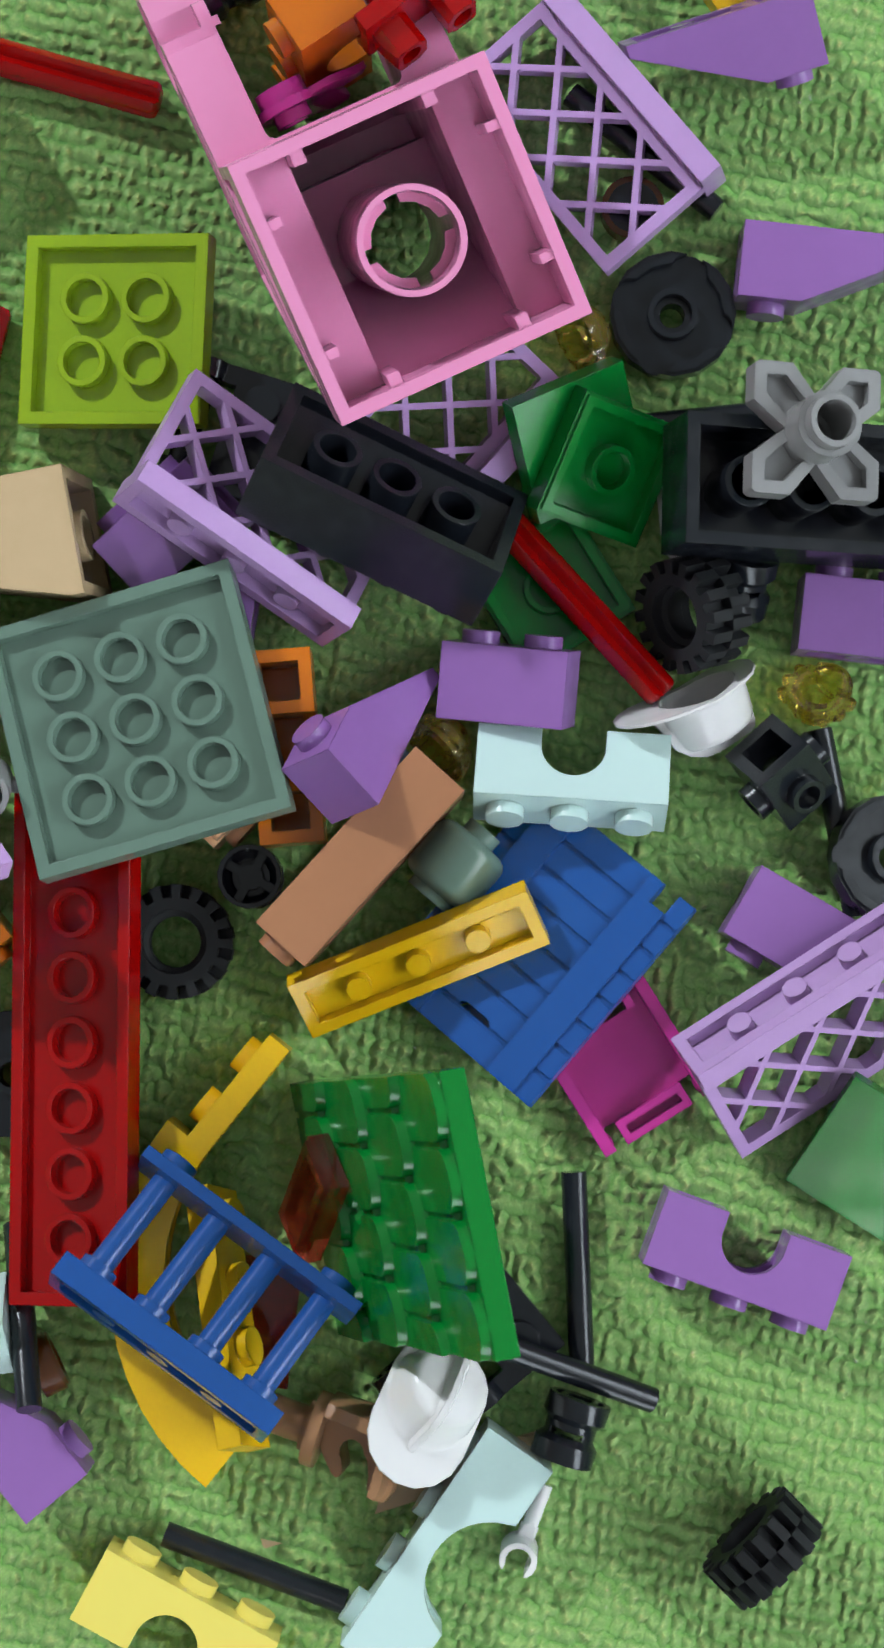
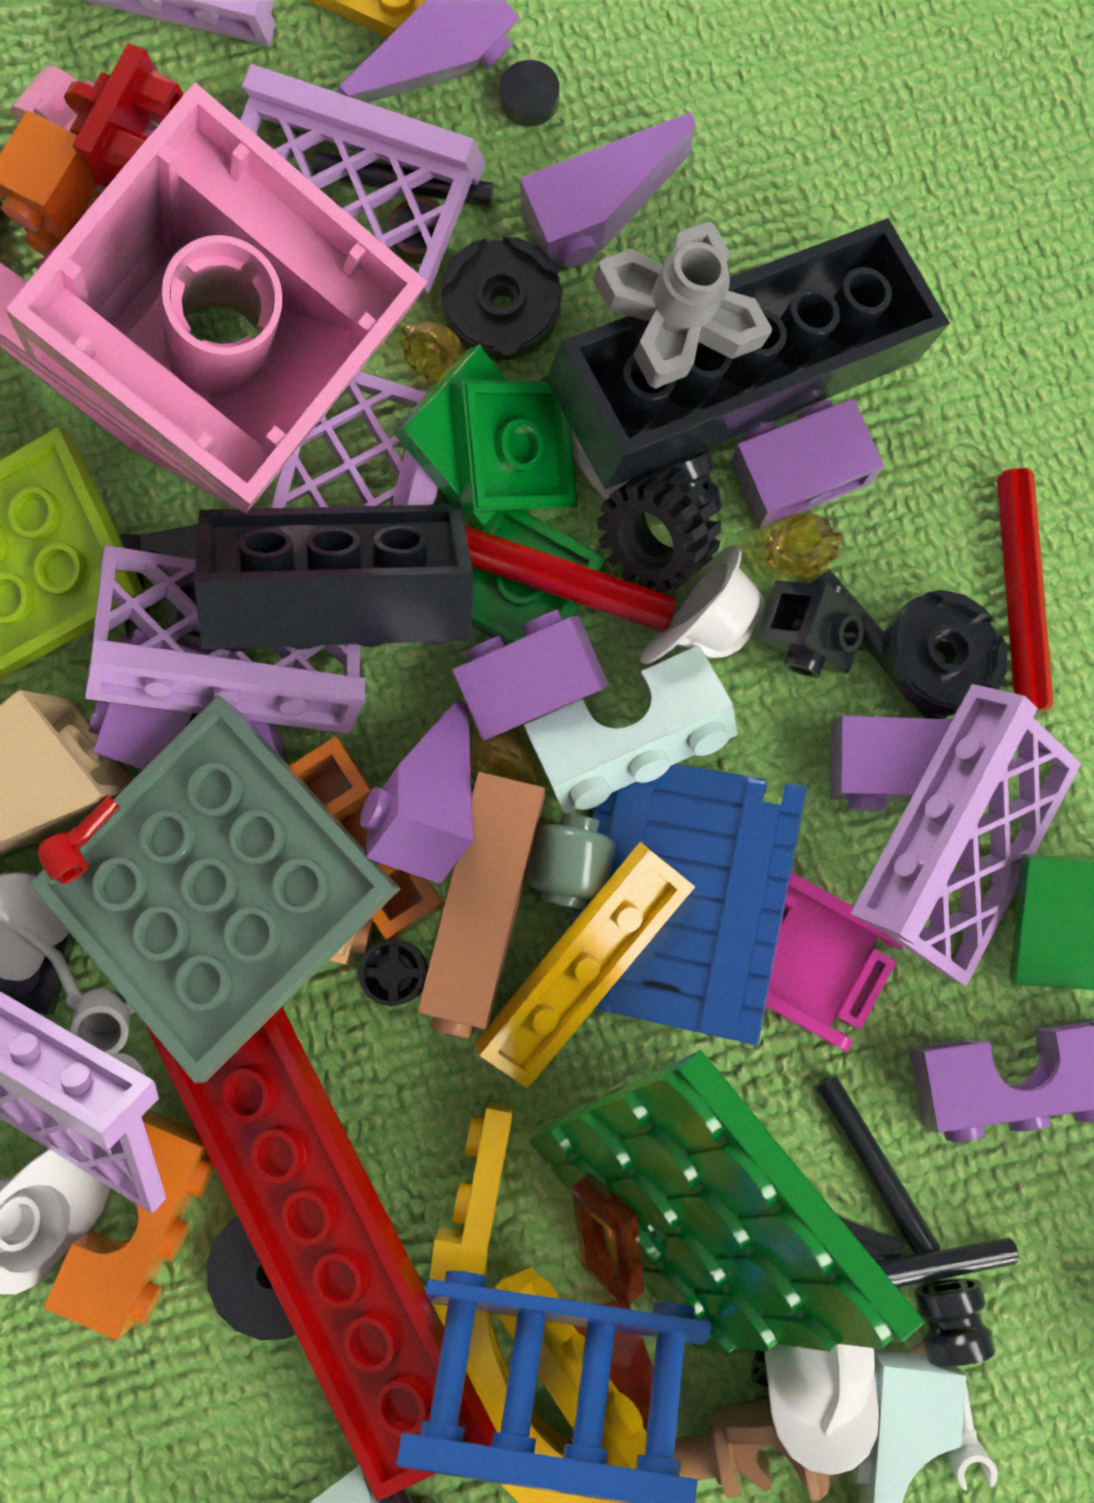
camera: 25 degrees left, 5 degrees down
(24, 623) = (61, 852): none -> red hand
(215, 947) = (397, 1059): black tyre -> none
(805, 130) = (529, 93): none -> black tile

